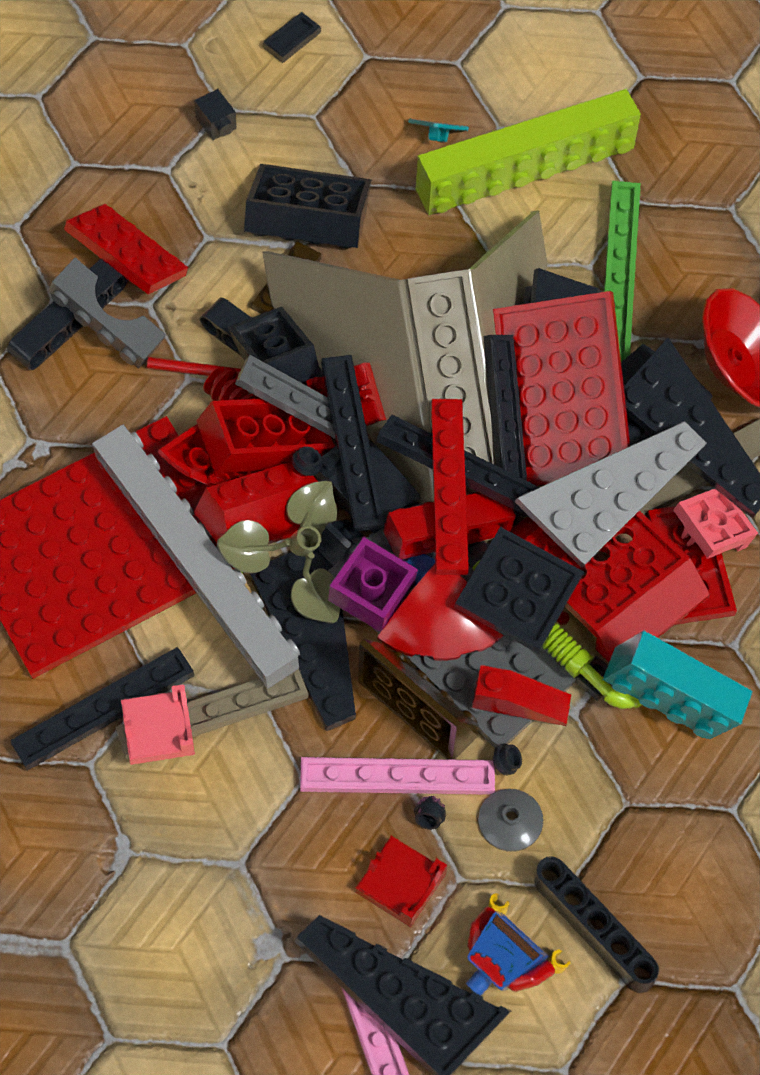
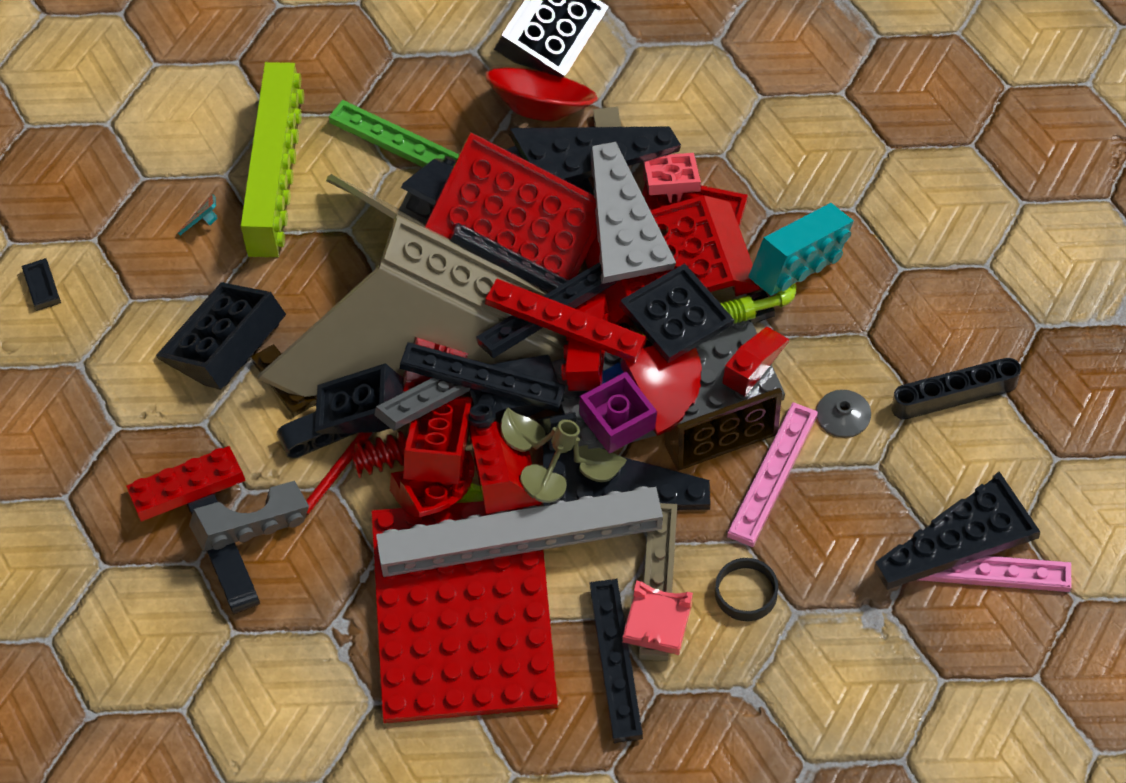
camera: 60 degrees left, 5 degrees down
(215, 114) = (89, 367): black brick -> none
(234, 772) = (749, 563): none -> black tyre
(401, 880) = (863, 503): red piece -> none
(429, 812) = (817, 461): black plate -> none
(506, 953) = (954, 454): torso -> none
(507, 759) = (796, 392): black plate -> none

